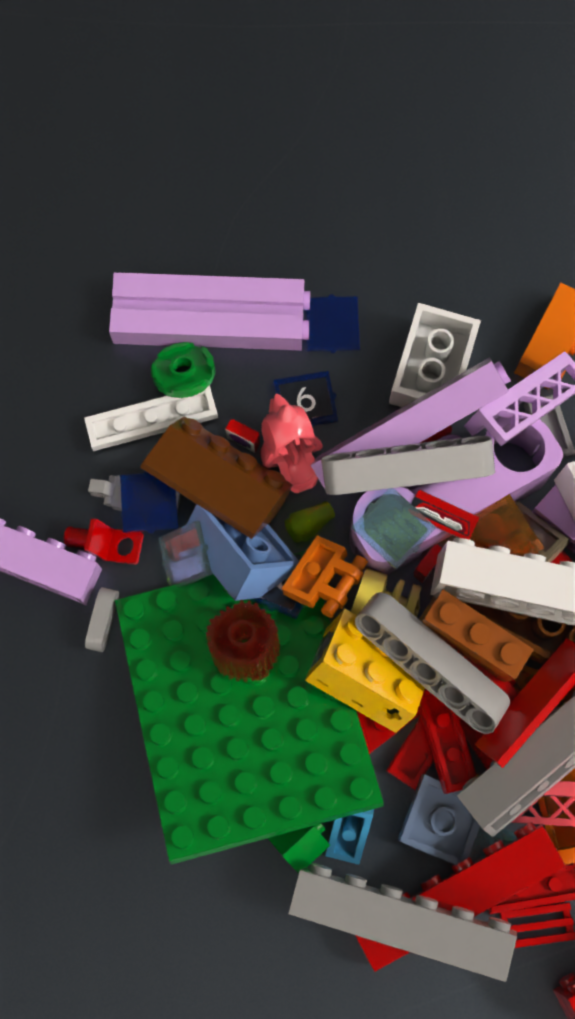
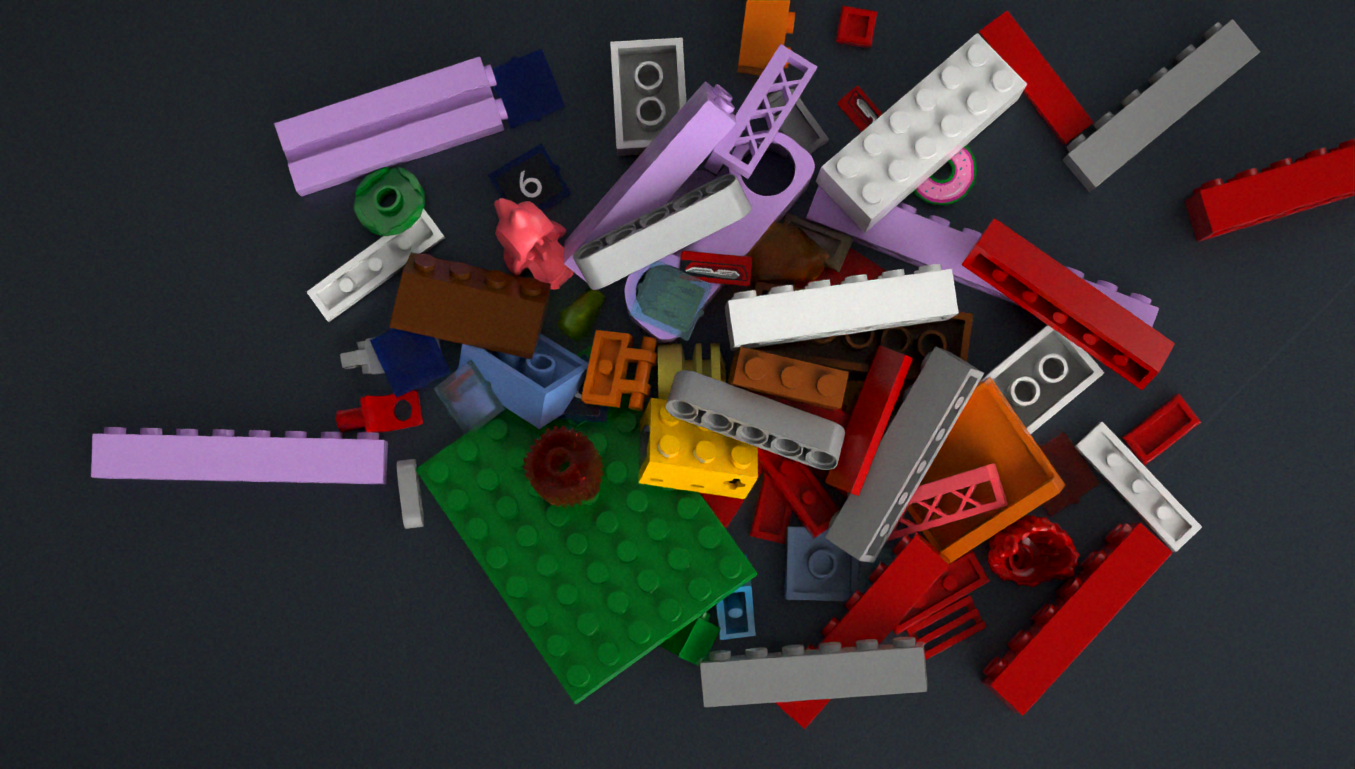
camera: 25 degrees left, 10 degrees up
(243, 435) = (479, 249): red tile -> none
(427, 564) = (718, 313): red tile -> none

